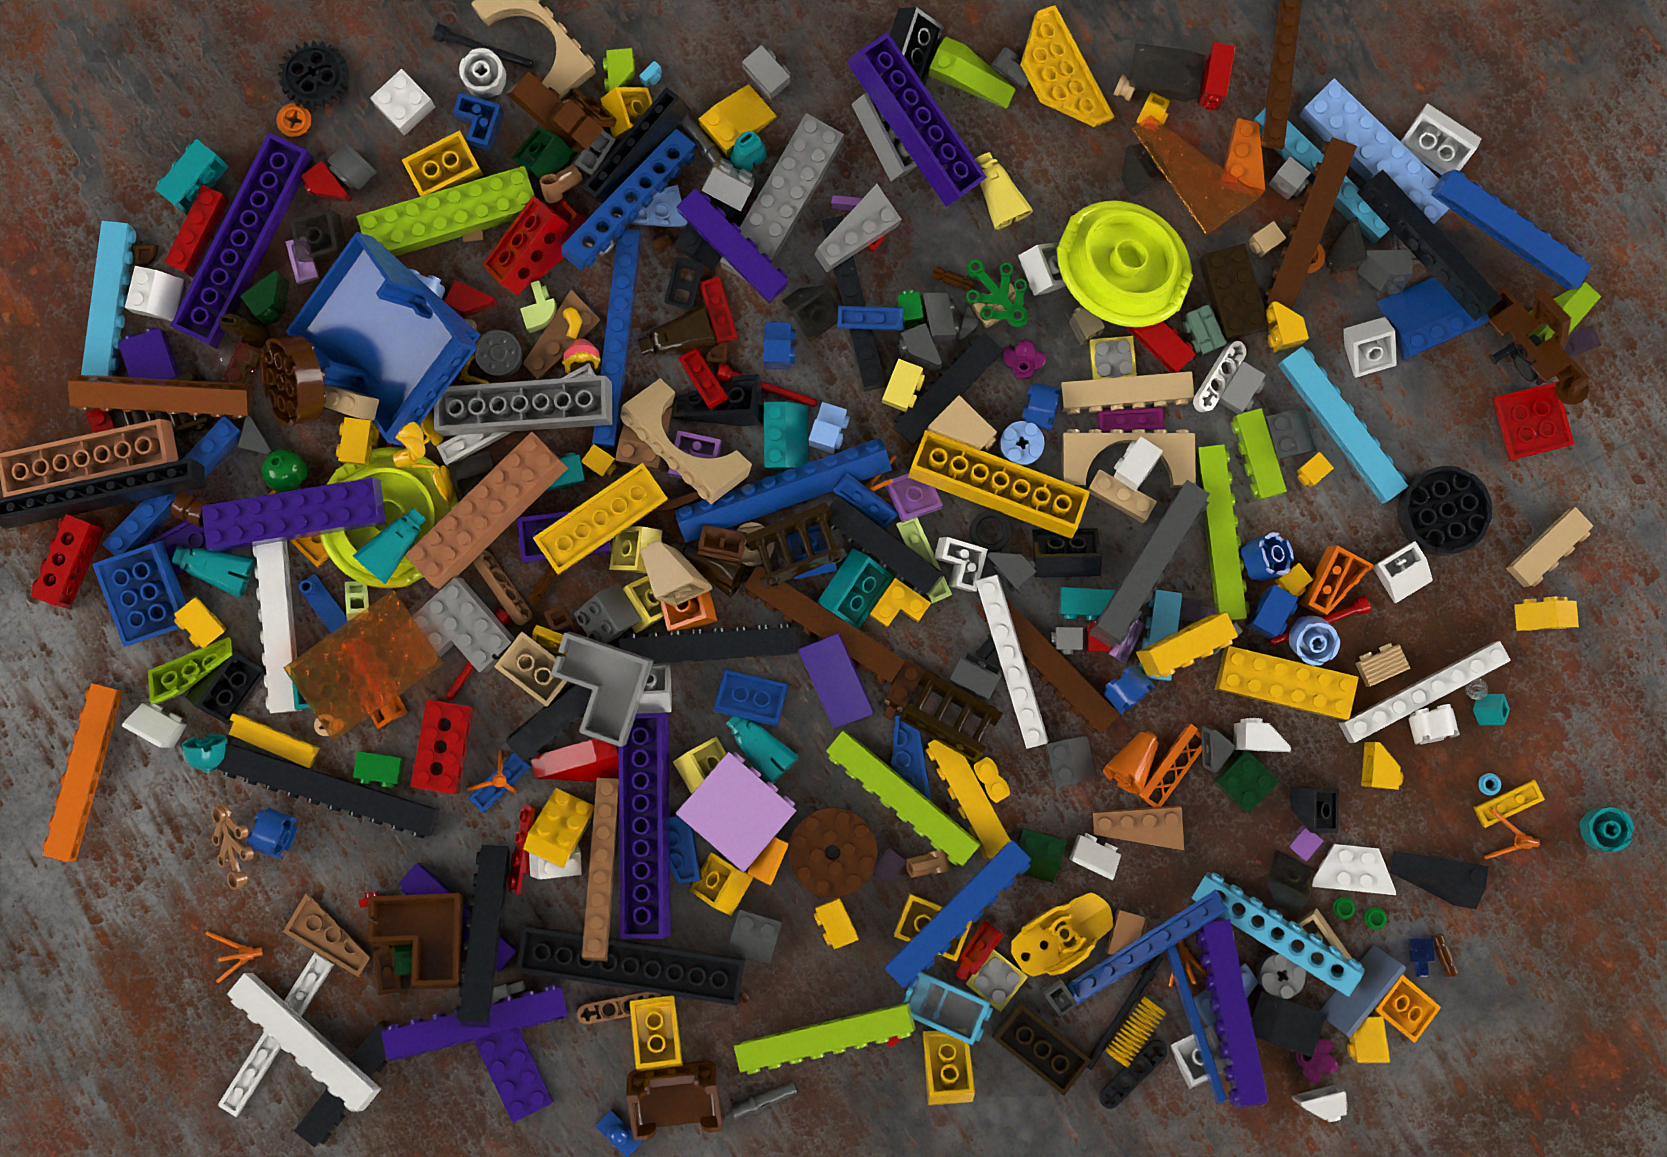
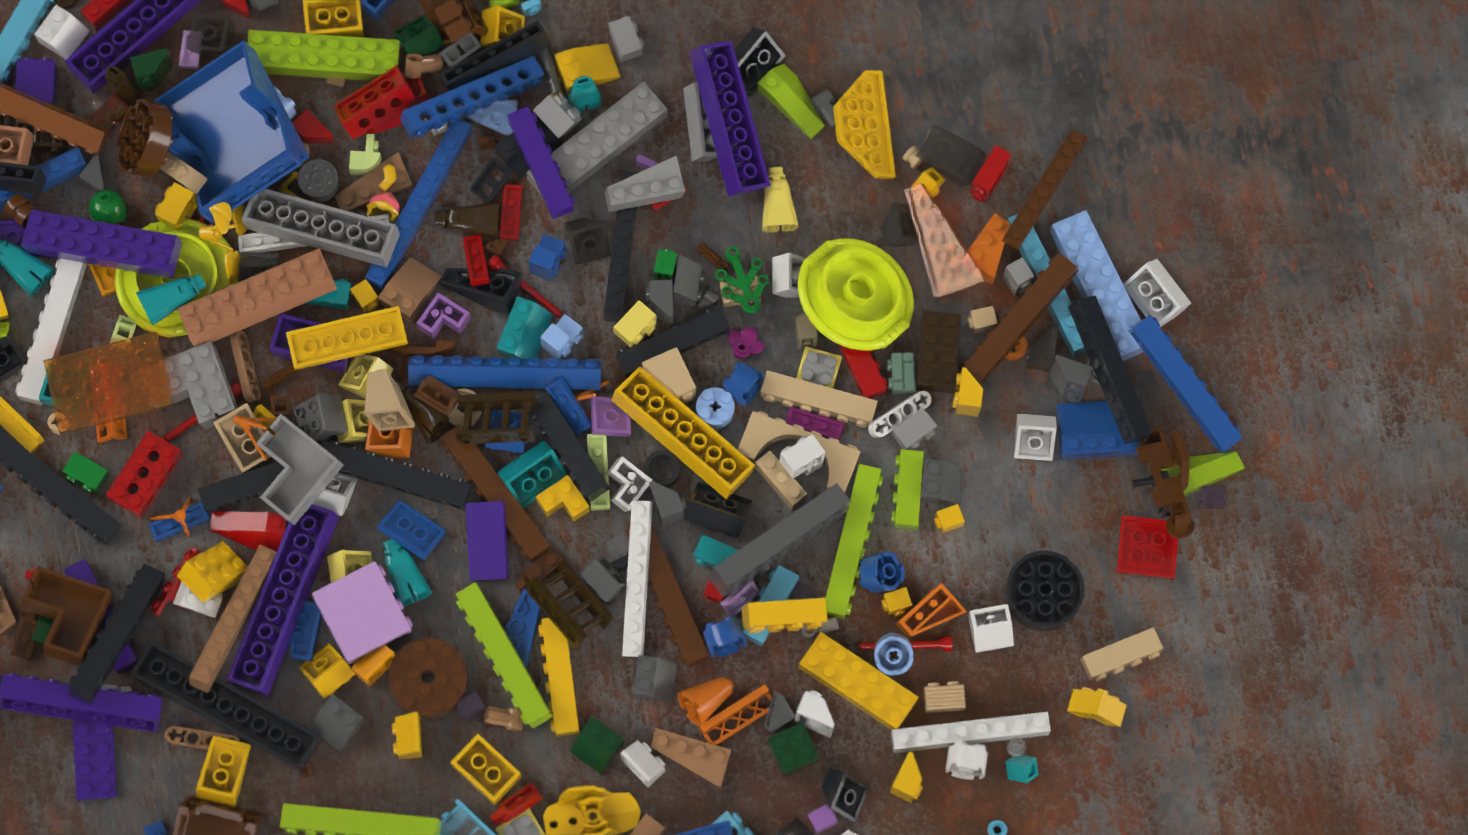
camera: 15 degrees right, 10 degrees down
(323, 603) = (94, 323): blue piece -> none
(532, 654) = (248, 423): none -> orange plant
(708, 476) = (447, 336): tan arch -> none
(870, 318) = (629, 260): blue tile -> none
(957, 913) = (509, 761): blue brick -> none
(994, 785) = (582, 672): yellow brick -> none
(1067, 639) = (690, 579): light grey brick -> none
(1272, 611) = (867, 619): blue brick -> none
(1343, 425) = (987, 491): medium azure brick -> none

